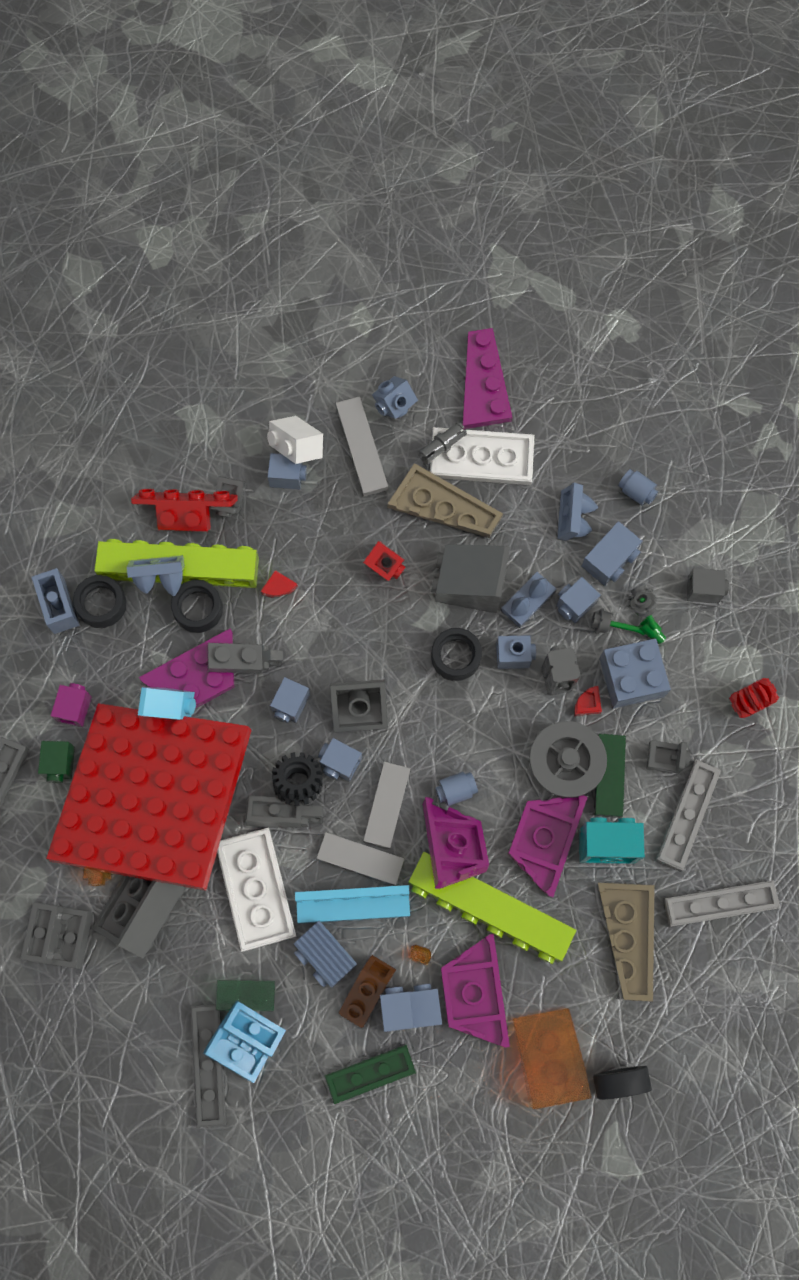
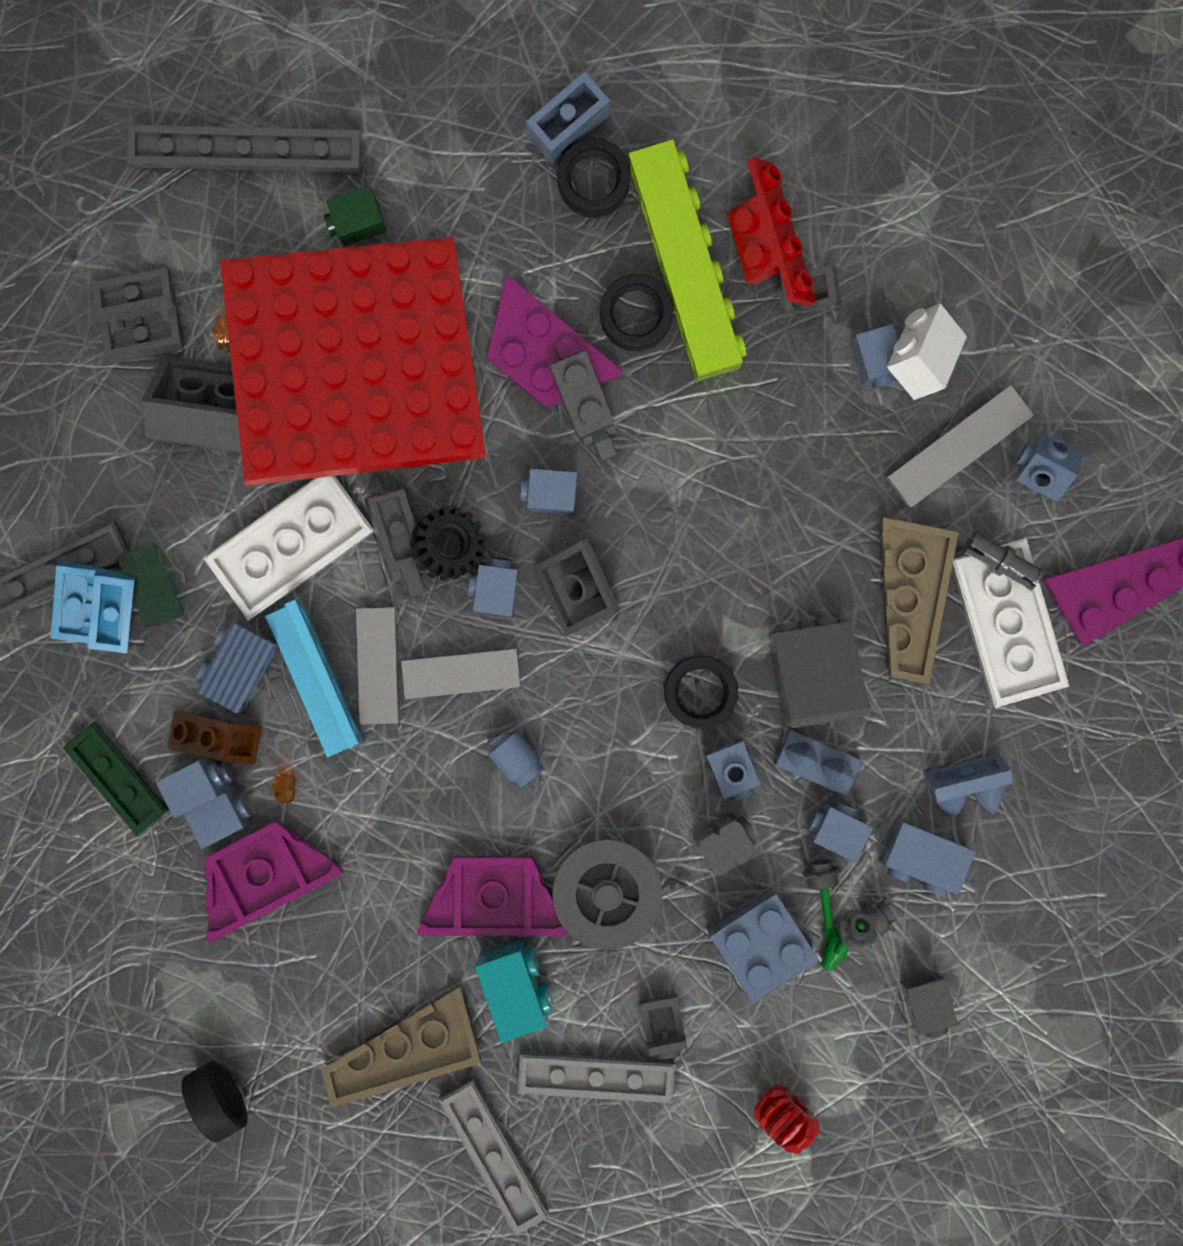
camera: 75 degrees right, 15 degrees up
(71, 705) = (437, 203): magenta brick -> none
(166, 703) = (479, 329): medium azure slope -> none
(168, 568) = (667, 251): sand blue tile -> none
(278, 586) = (708, 411): red tile -> none
(375, 558) = (787, 533): red brick -> none
(454, 845) = (435, 783): magenta wing -> none
(498, 911) = (374, 860): lime brick -> none
(551, 1059) = (213, 1001): clear orange slope -> none
(588, 703) = (701, 893): red tile -> none
(610, 790) = (584, 965): dark green tile -> none
(638, 487) = (1042, 862): sand blue brick -> none

